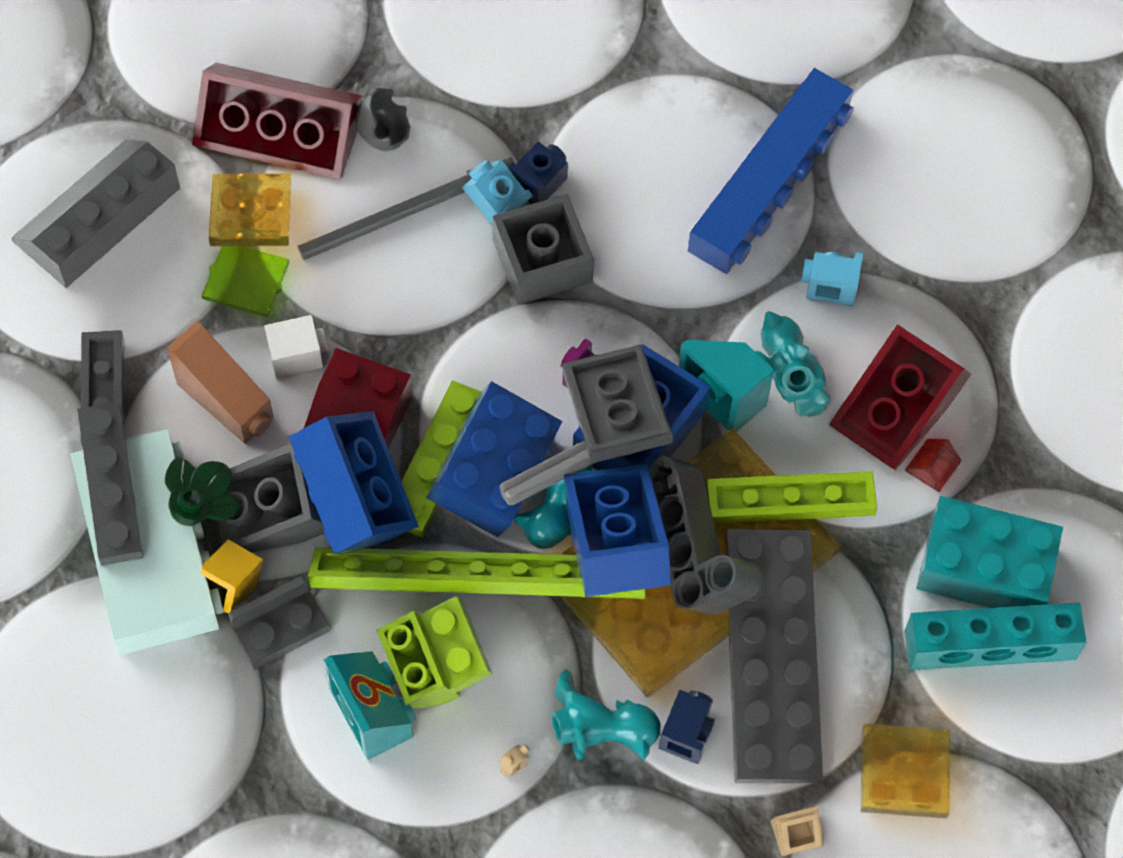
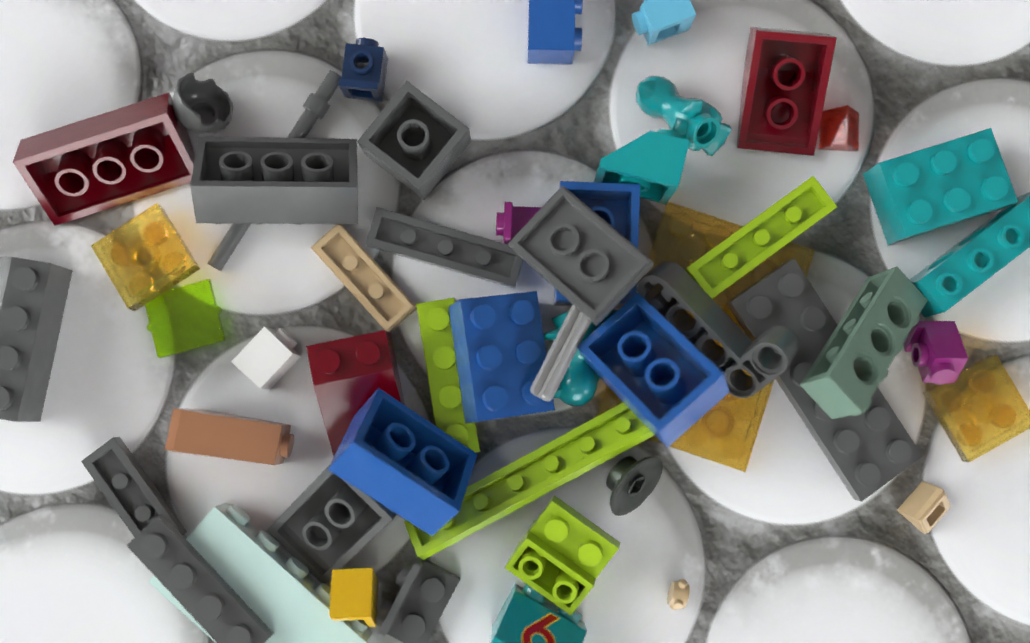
camera: 30 degrees left, 20 degrees up
(204, 488) = (281, 541): dark green plate -> none
(403, 212) = (275, 180): none -> dark grey slope
(422, 336) = (364, 278): none -> tan tile
(484, 193) = (327, 114): medium azure brick -> none
(508, 350) = (444, 247): none -> dark grey plate
(545, 648) = (632, 482): none -> pearl dark grey piece
(589, 722) = (721, 529): teal animal -> none
(687, 726) = (794, 481): dark blue brick -> none
(852, 627) = (864, 344): none -> sand green brick
(892, 689) = (936, 351): none -> magenta brick

